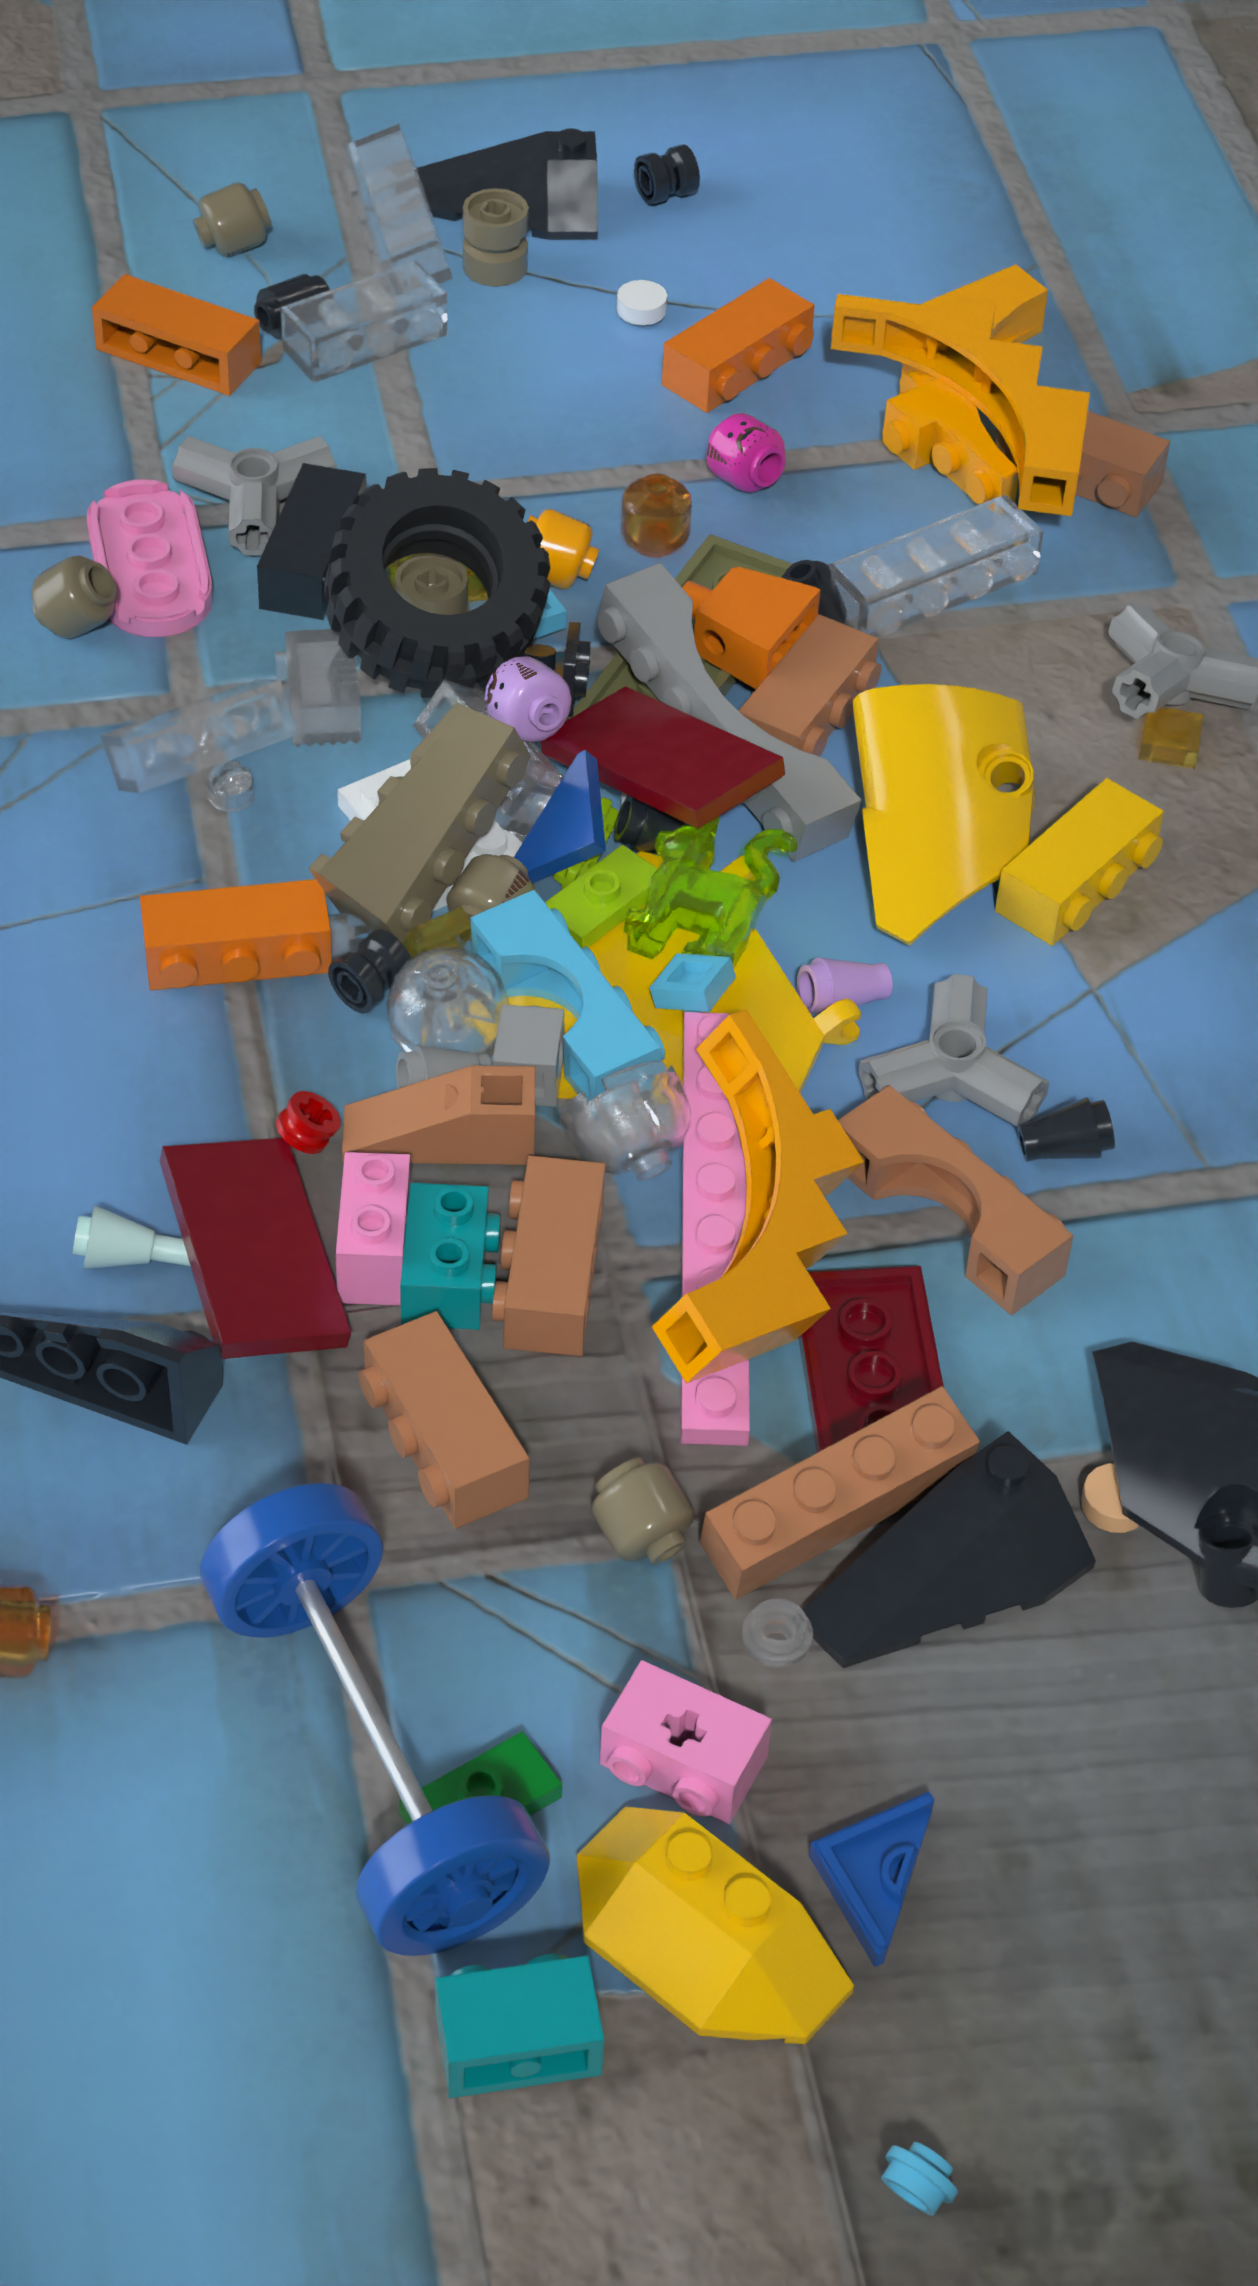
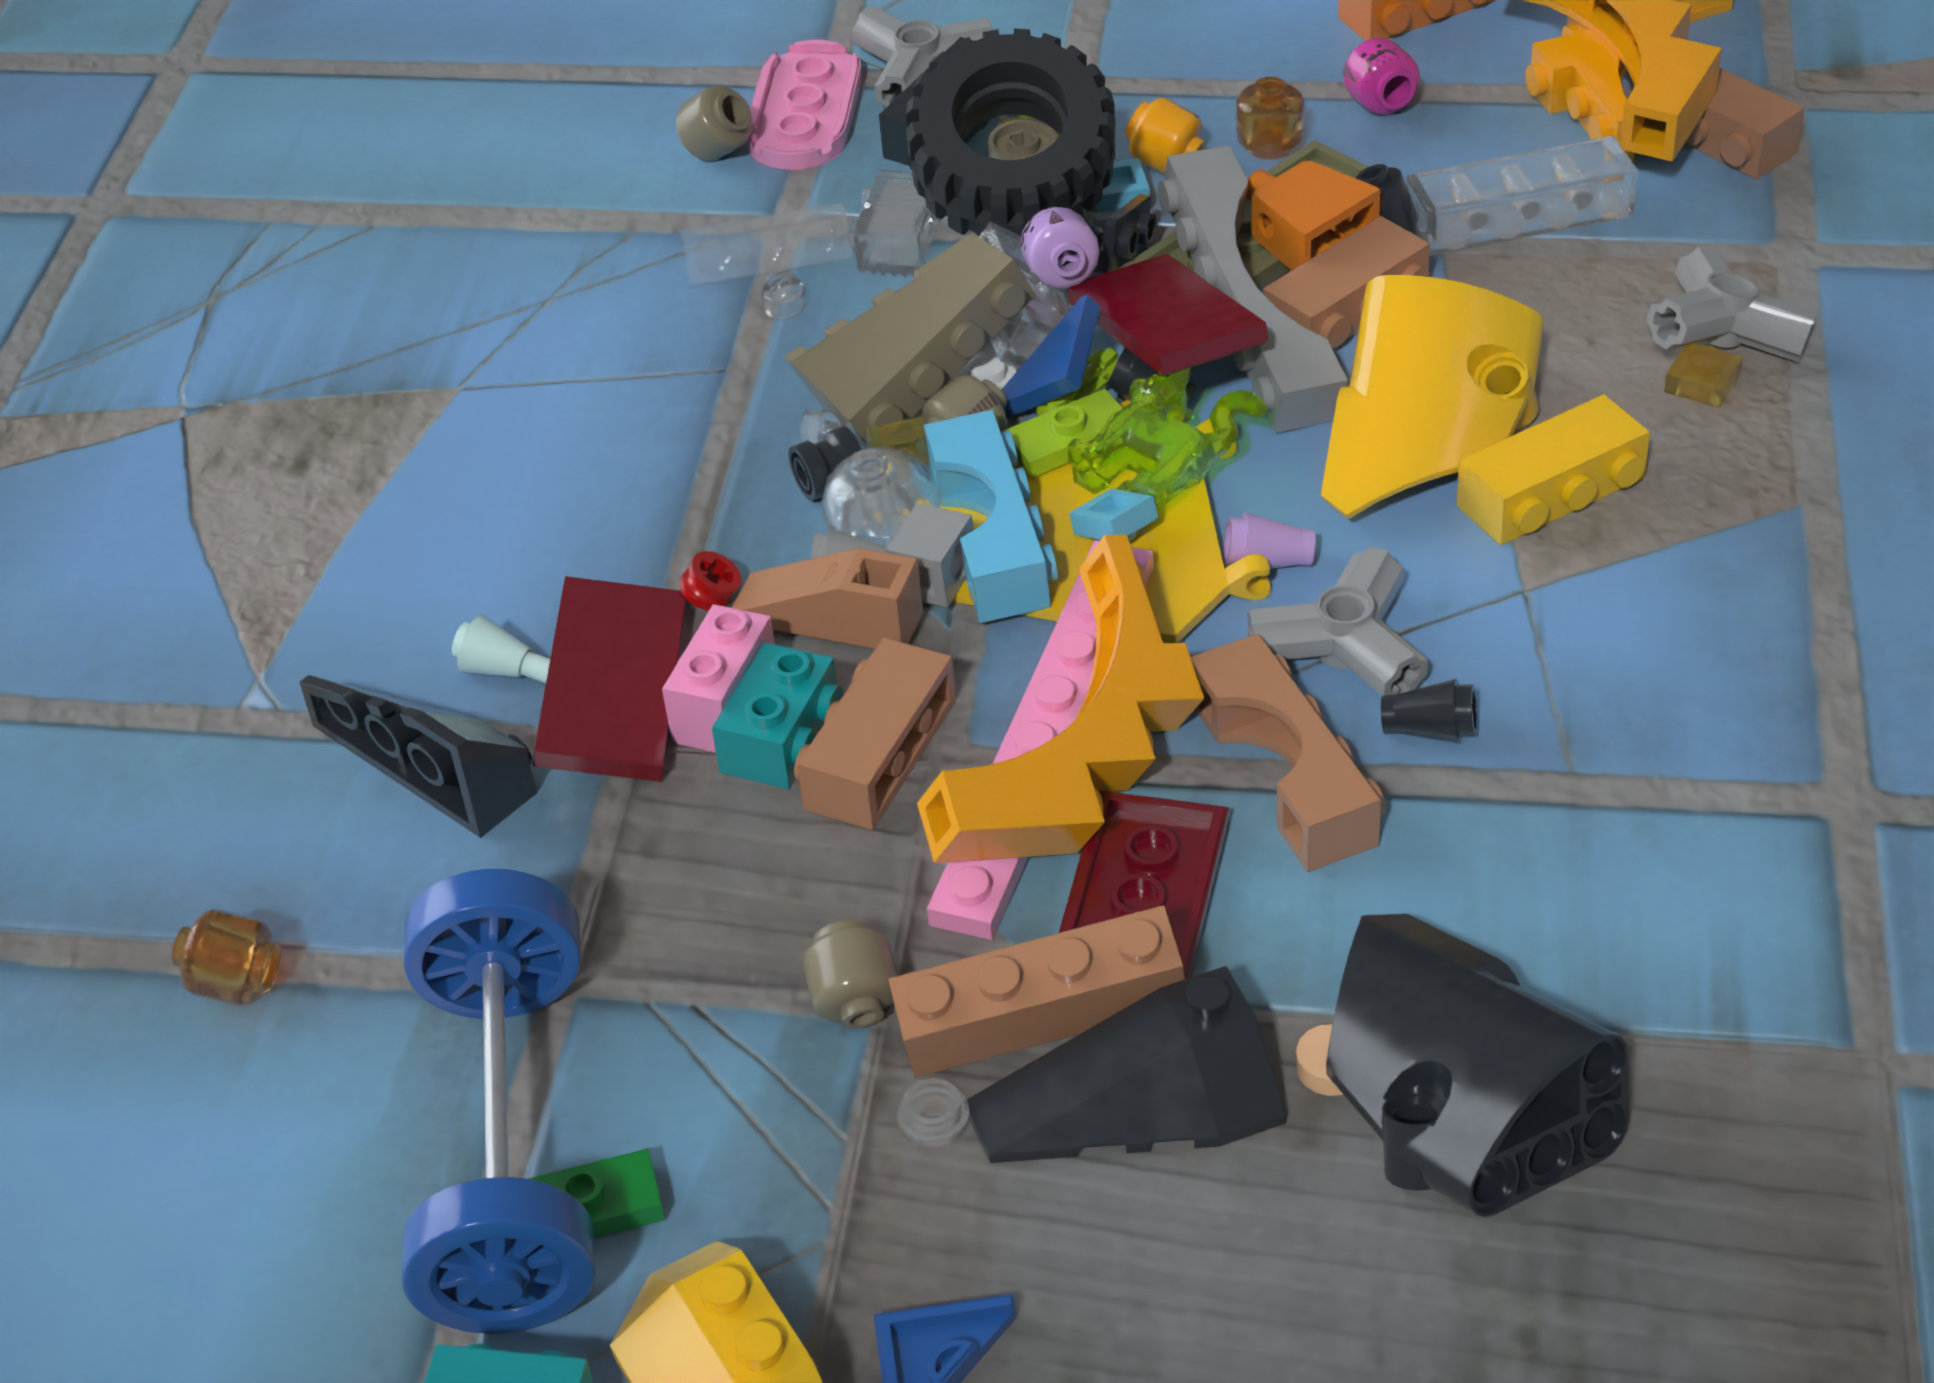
camera: 25 degrees right, 5 degrees down
(236, 934) = (717, 413): orange brick -> none
(444, 1420) = (704, 858): nougat brick -> none
(632, 1122) = (996, 623): clear cylinder -> none
(684, 1742) = (792, 1193): bright pink brick -> none

